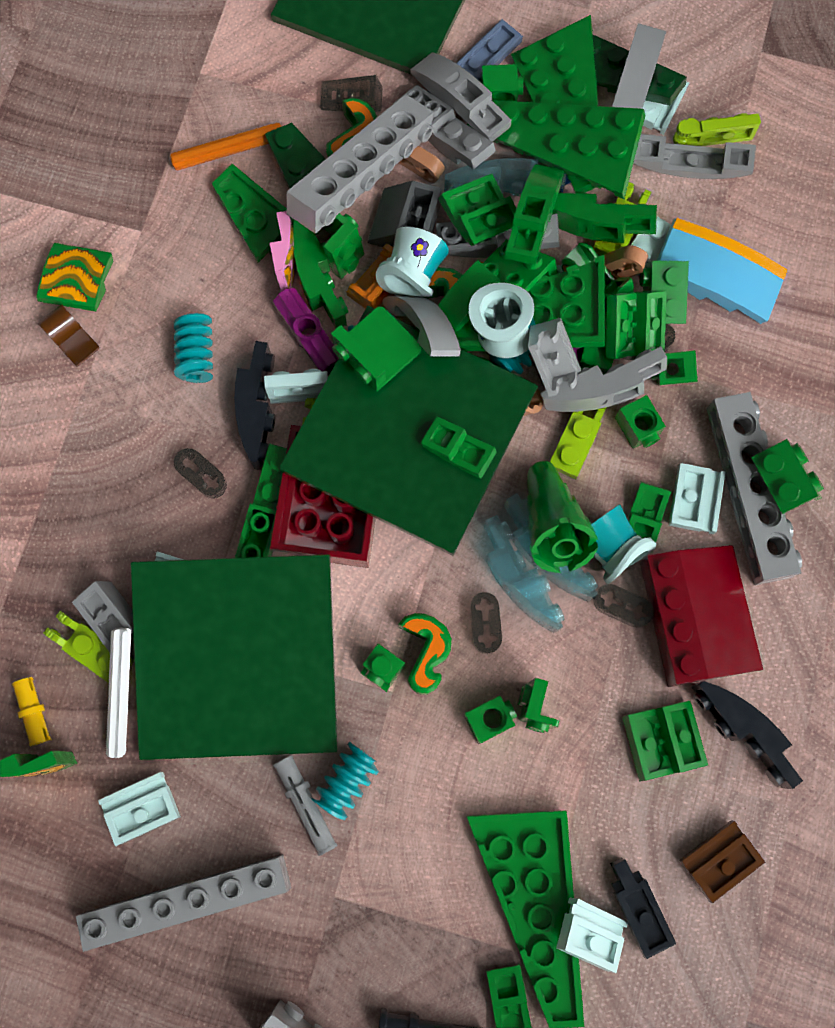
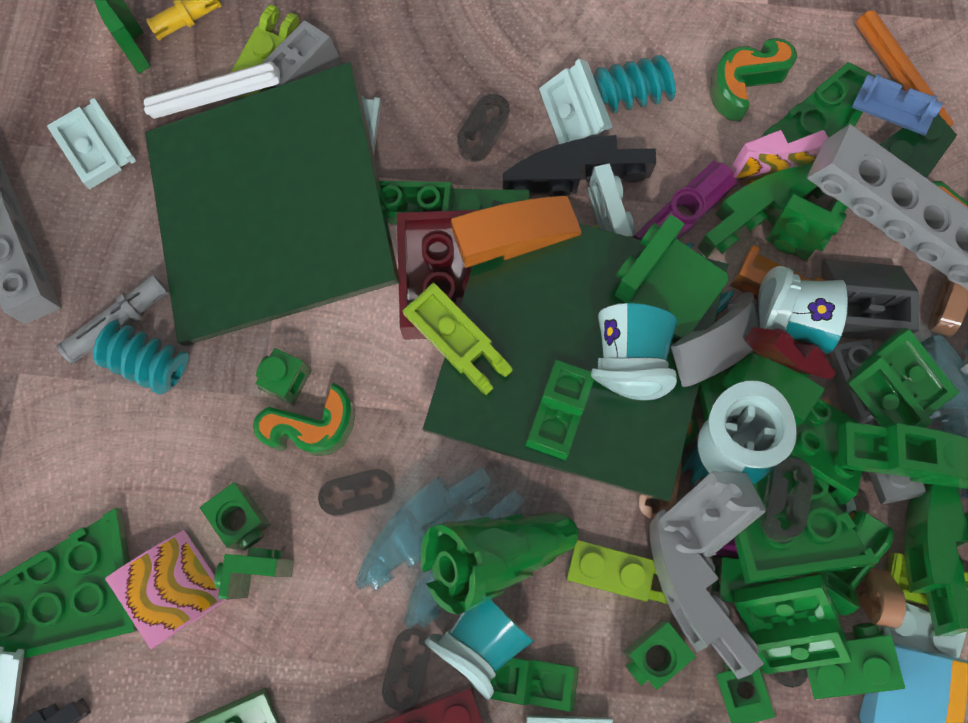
camera: 80 degrees right, 0 degrees up
(198, 257) = (748, 68): none -> green animal
(202, 395) = (575, 104): none -> light aqua plate
(259, 157) = (891, 103): none -> medium blue hinge
(311, 454) = (514, 229): none -> orange slope
(387, 514) = (454, 335): none -> lime hinge
(428, 381) = (636, 351): none -> hat
(445, 278) = (781, 348): none -> dark red slope
(537, 780) = (166, 588): none -> slope
(553, 302) = (797, 501): none -> clear smoke beam

